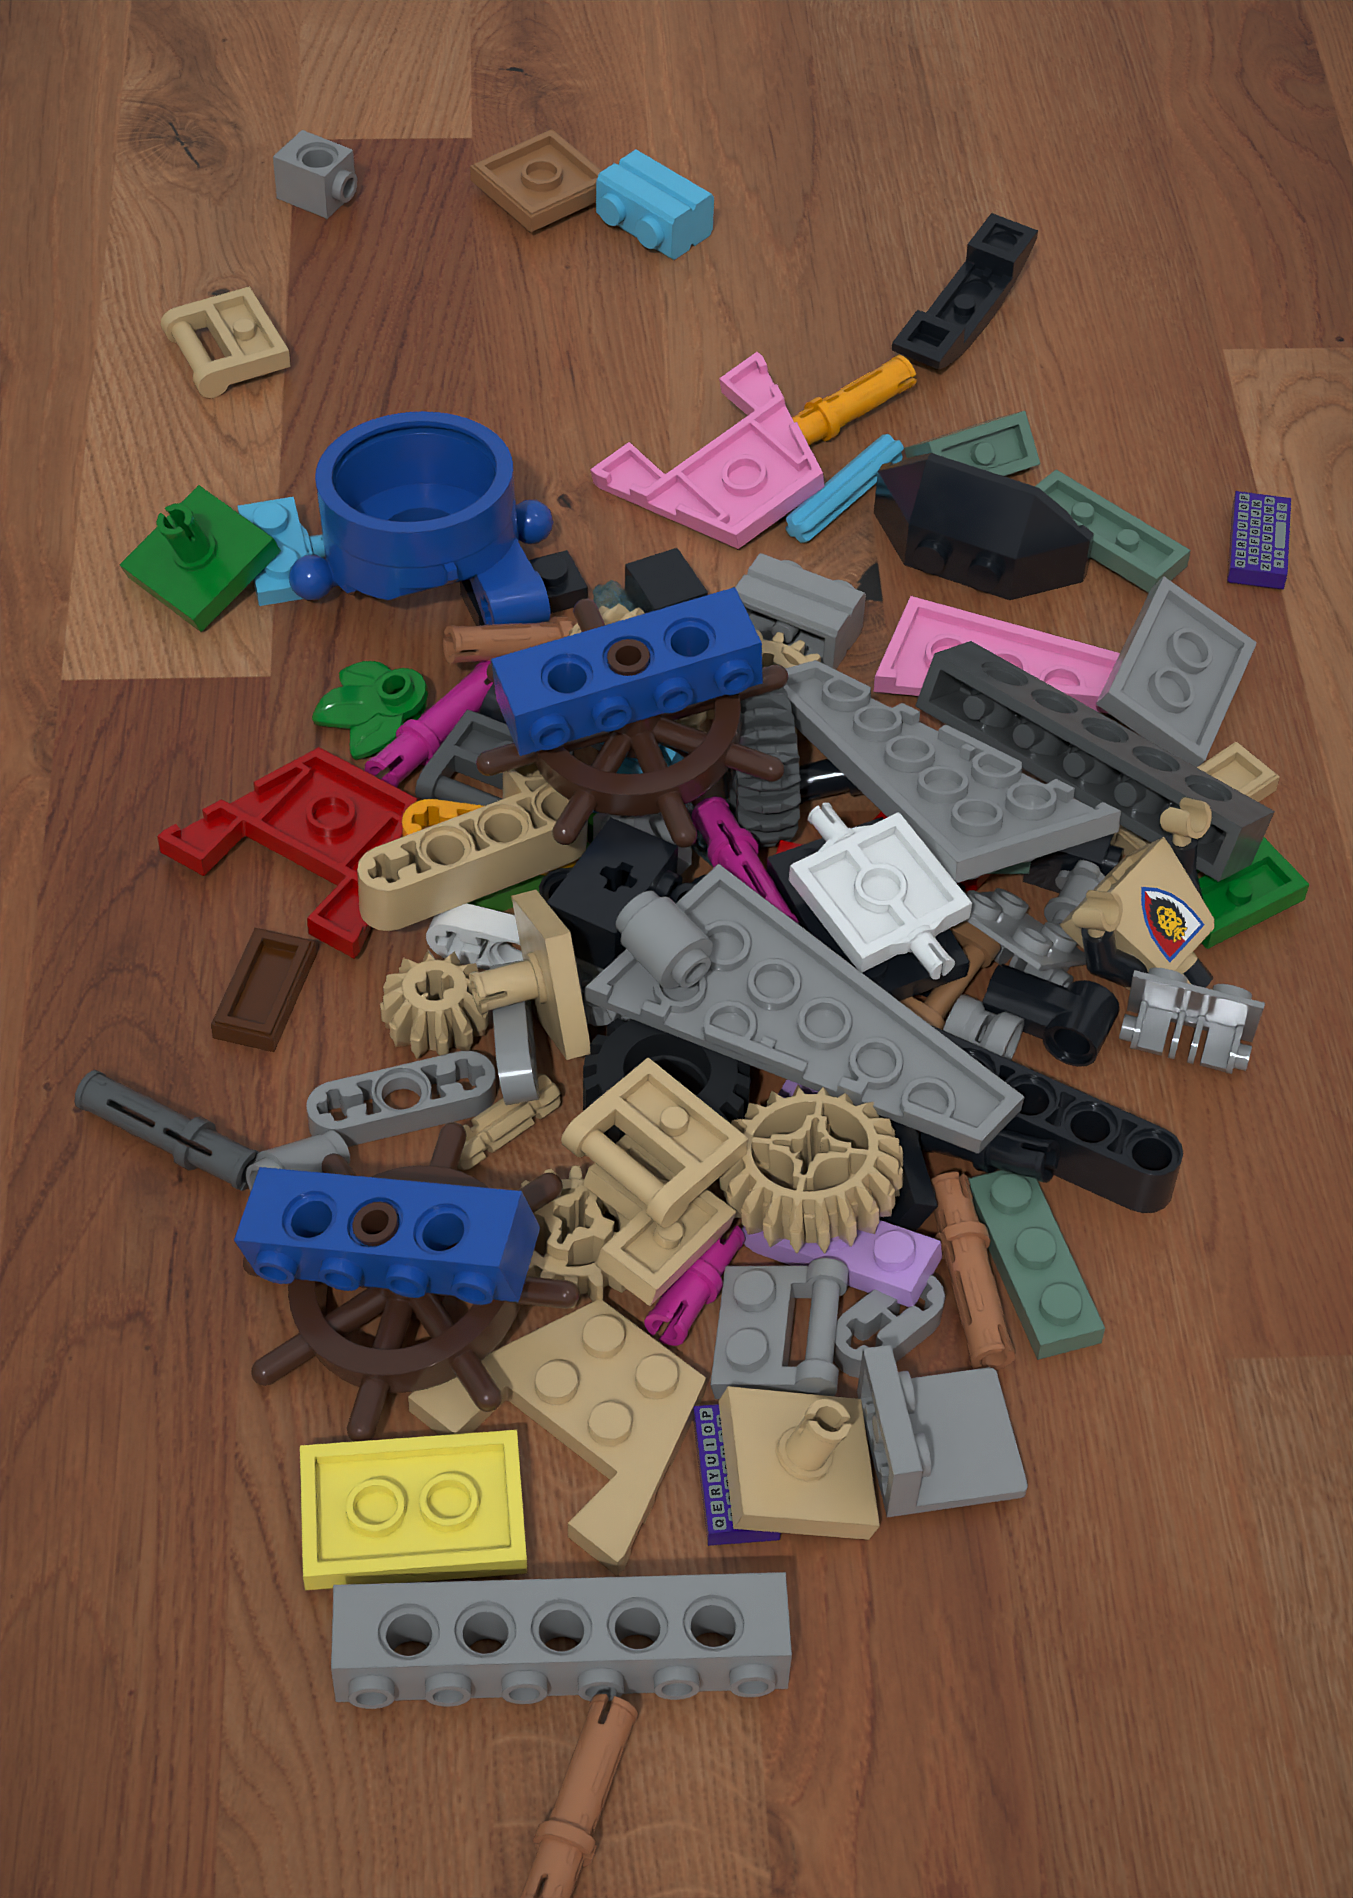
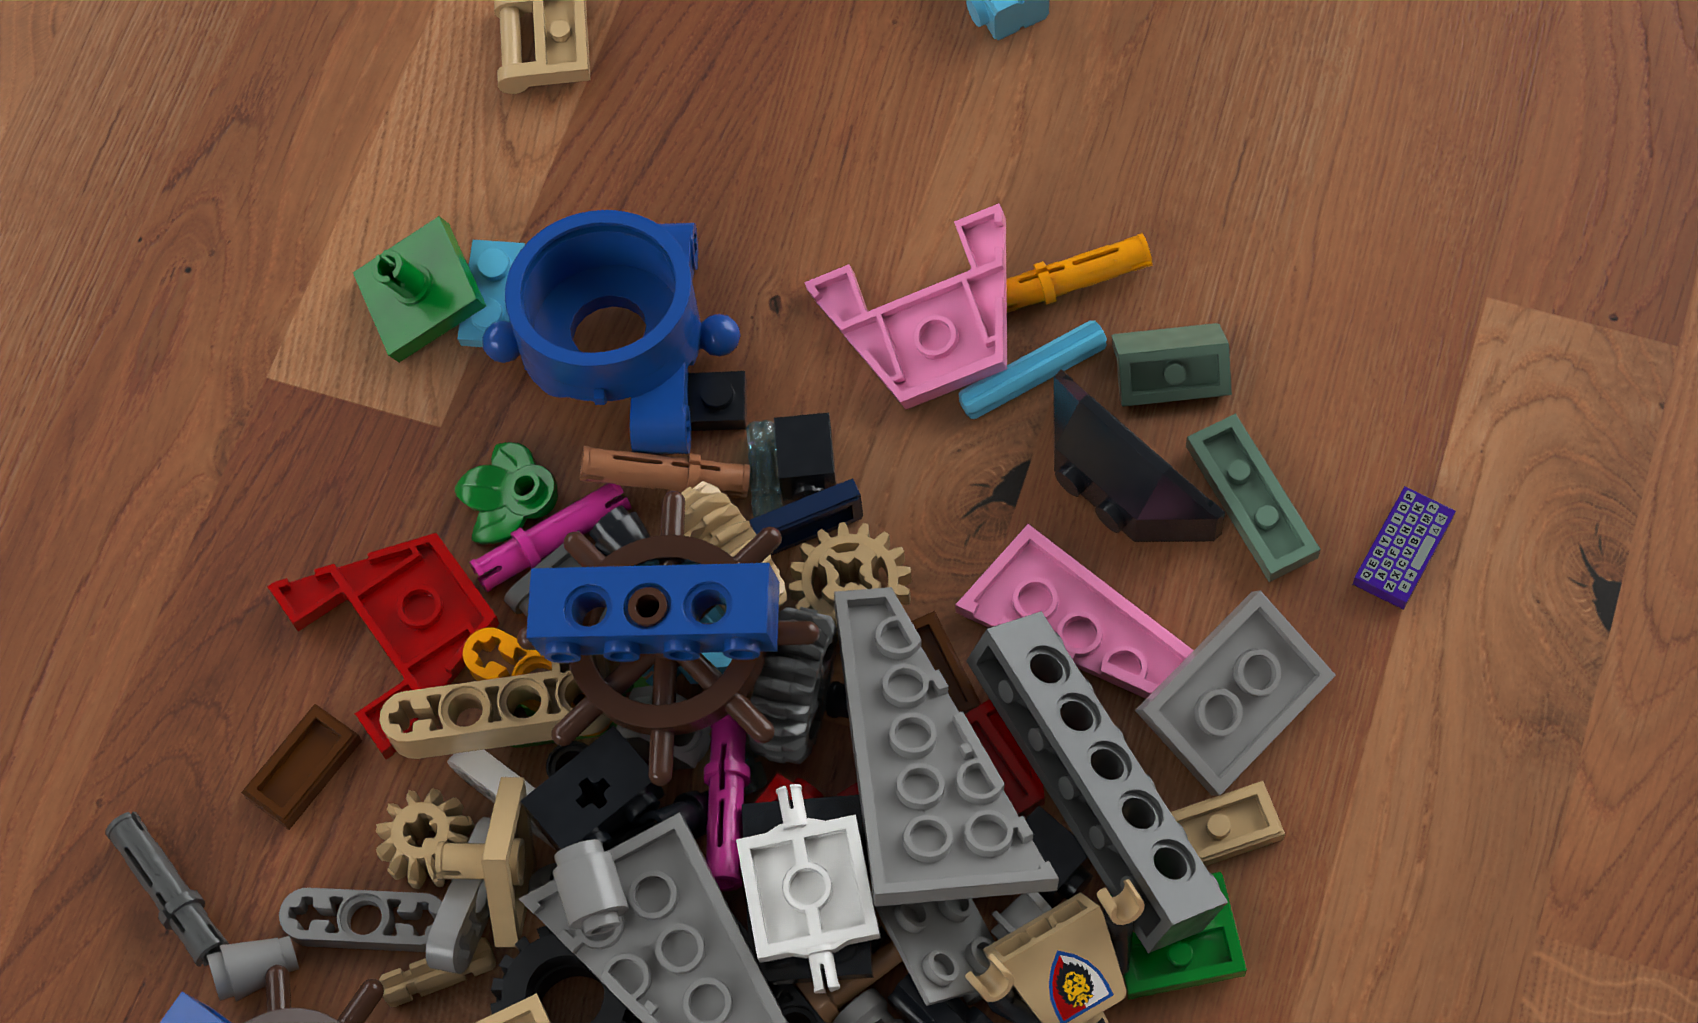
camera: 30 degrees right, 15 degrees up
(803, 607) = (920, 506): light grey brick -> none
(972, 295) = (1250, 176): black slope -> none

